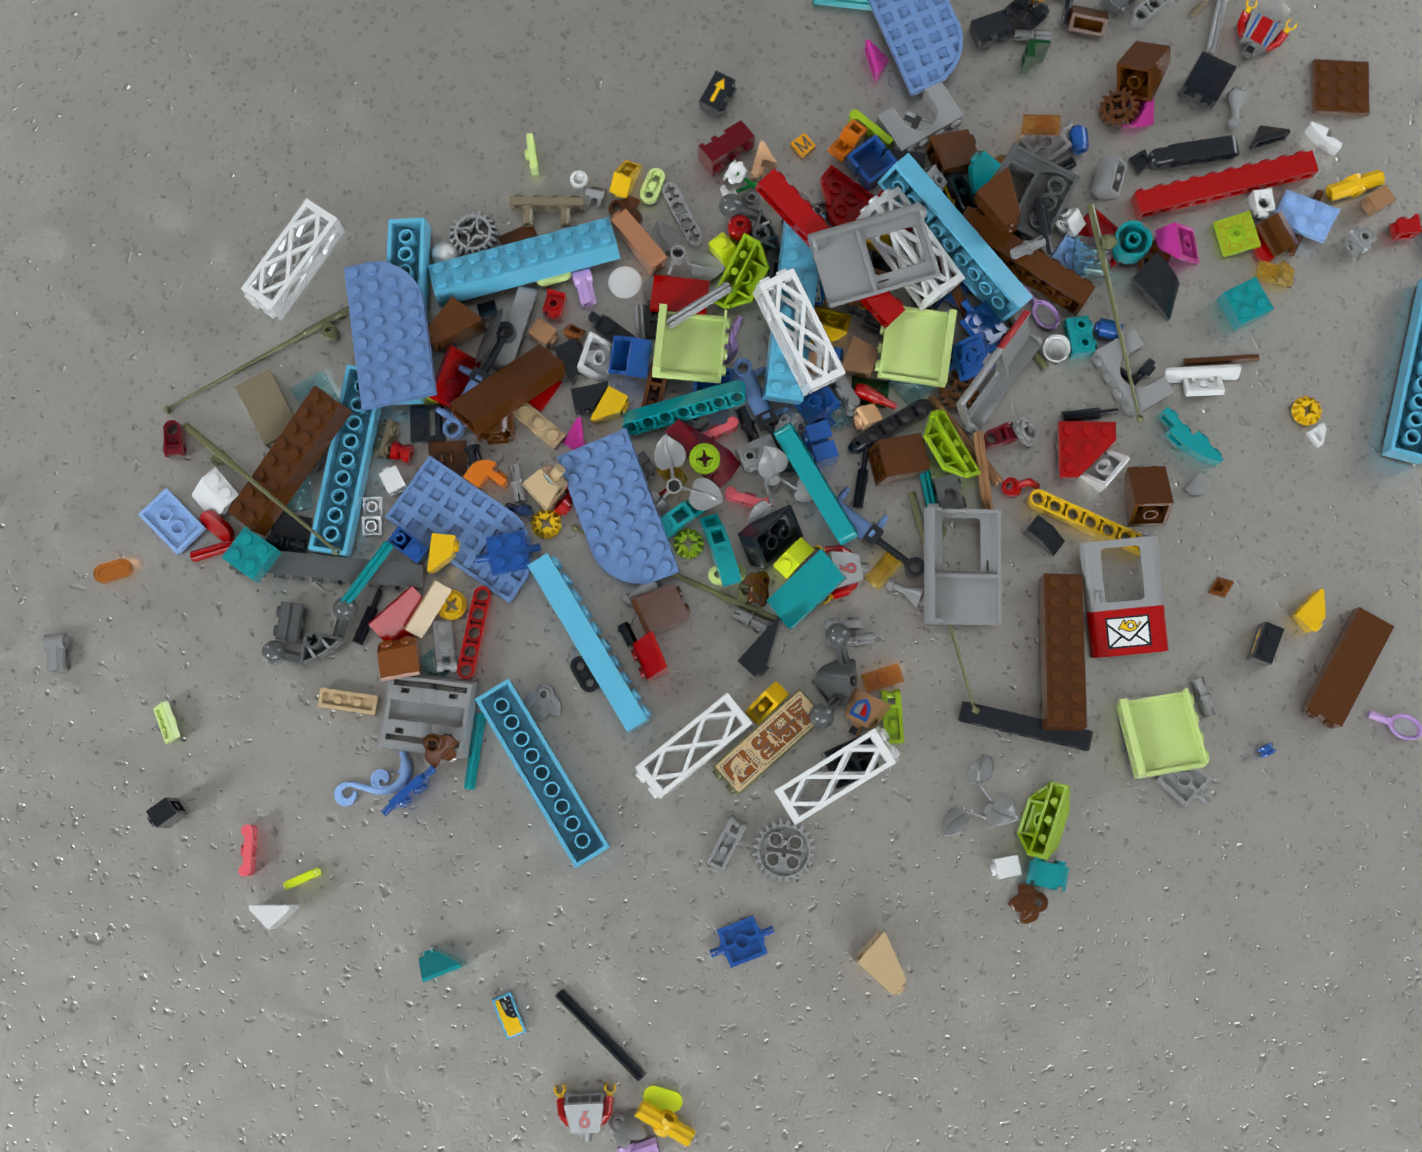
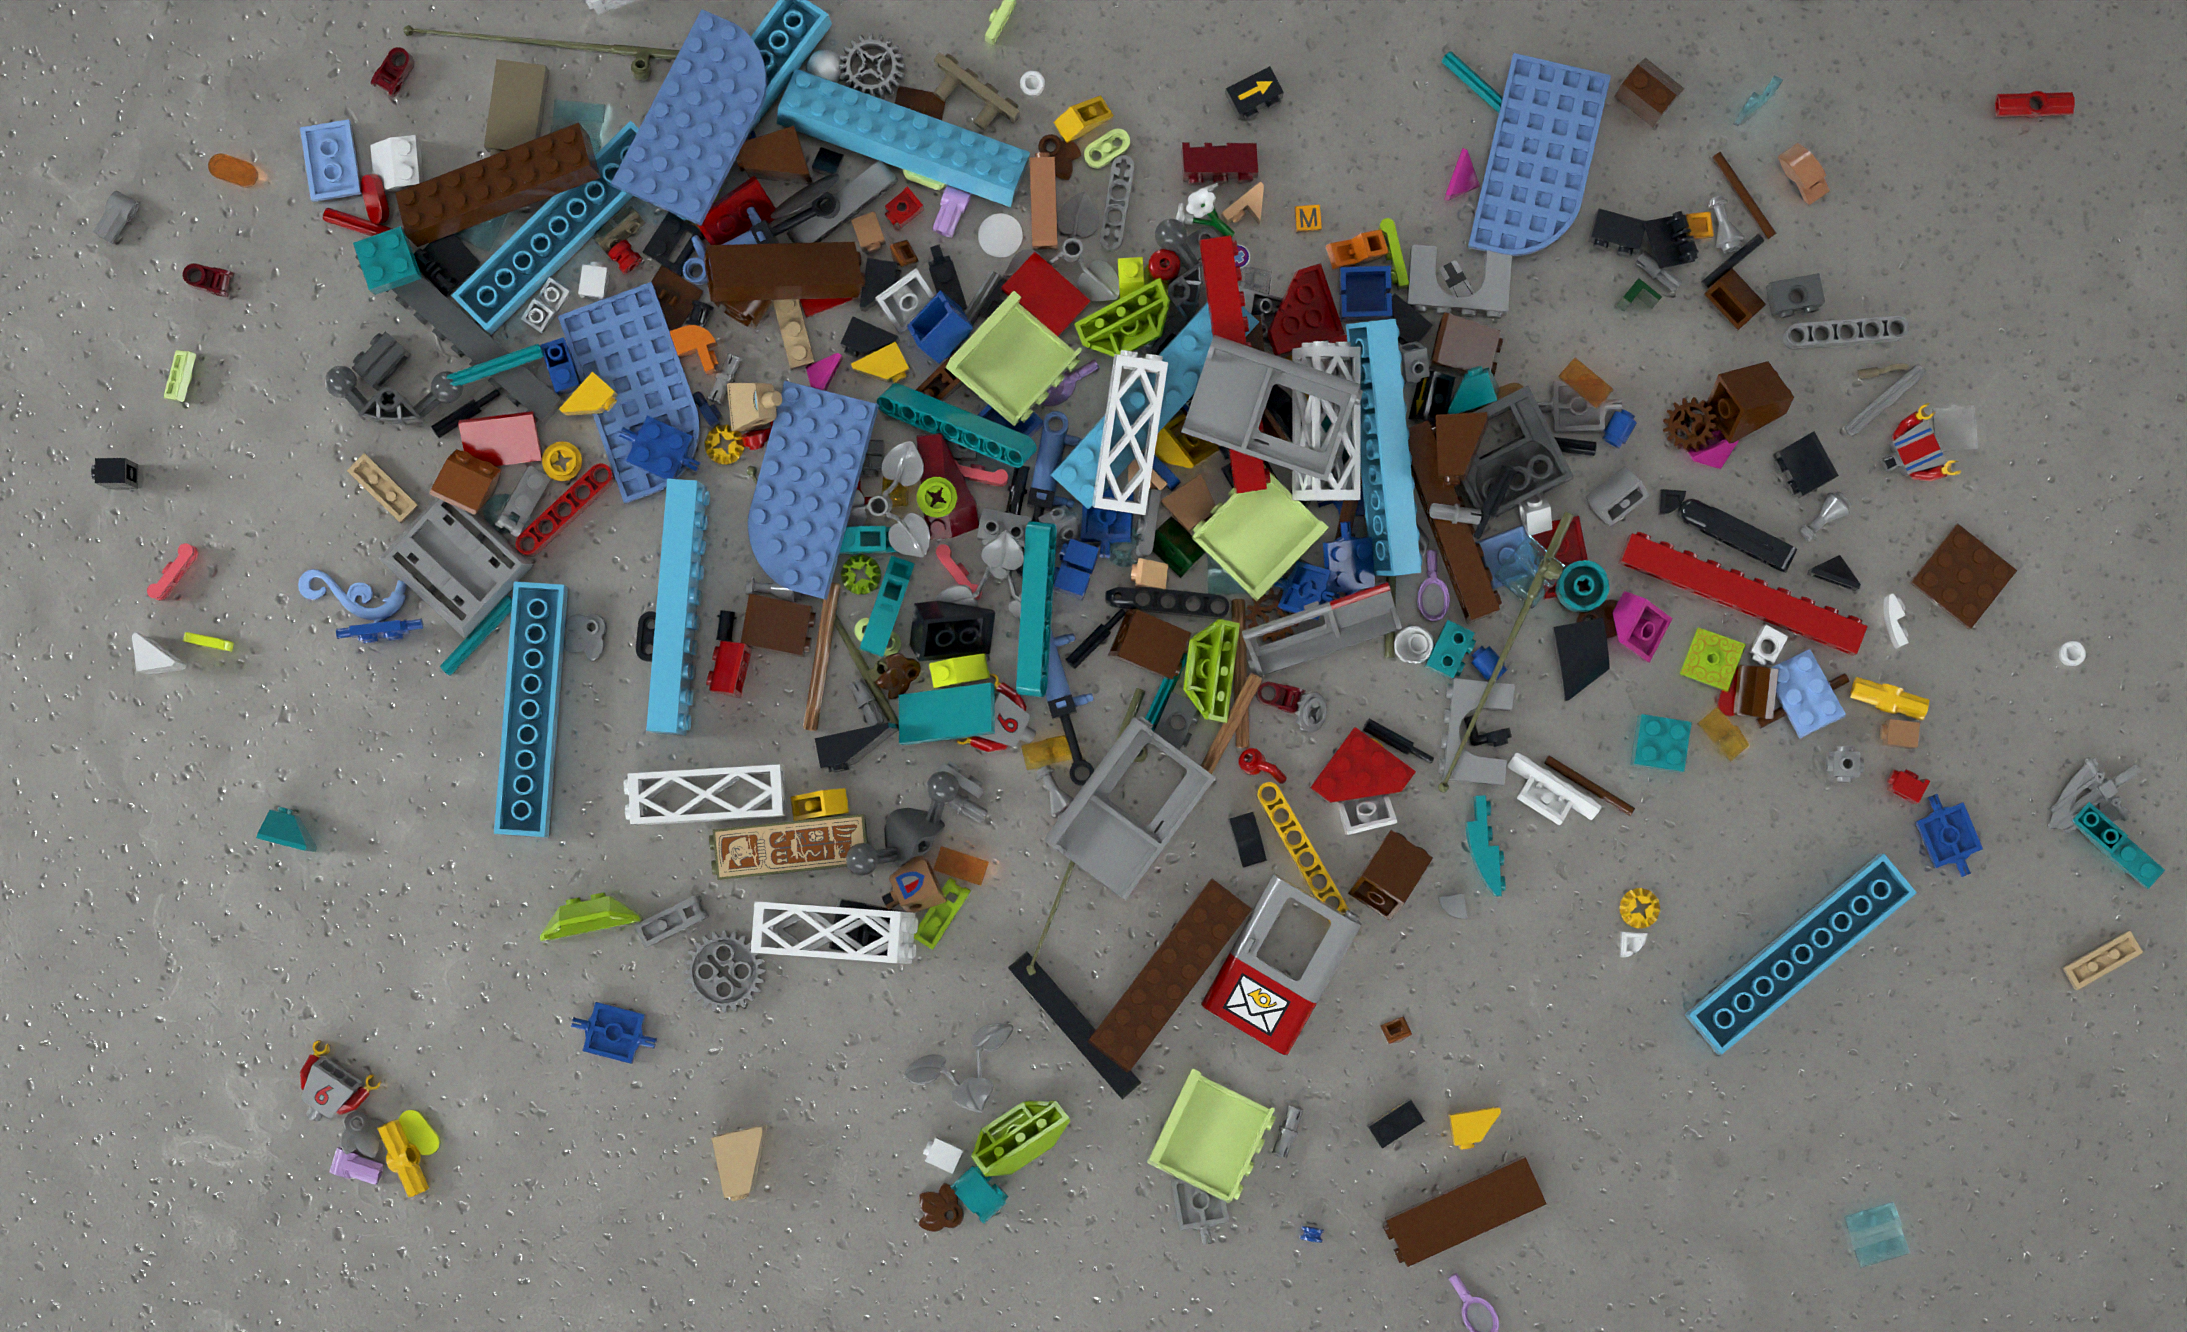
camera: 40 degrees right, 5 degrees up
(147, 648) = (213, 279): none -> dark red piece
(220, 457) = (428, 127): olive piece -> none
(428, 608) = (533, 449): tan tile -> none
(441, 750) = (443, 609): reddish brown plate -> none
(508, 1015) = (322, 934): slope -> none
(595, 192) = (1039, 112): light grey tile -> none
(605, 1040) = (401, 1022): black axle -> none
(668, 882) = (588, 916): none -> lime wedge
(698, 305) = (1055, 322): light grey axle -> none
(702, 612) = (821, 658): none -> medium nougat axle
(871, 395) = (1170, 553): red piece -> none

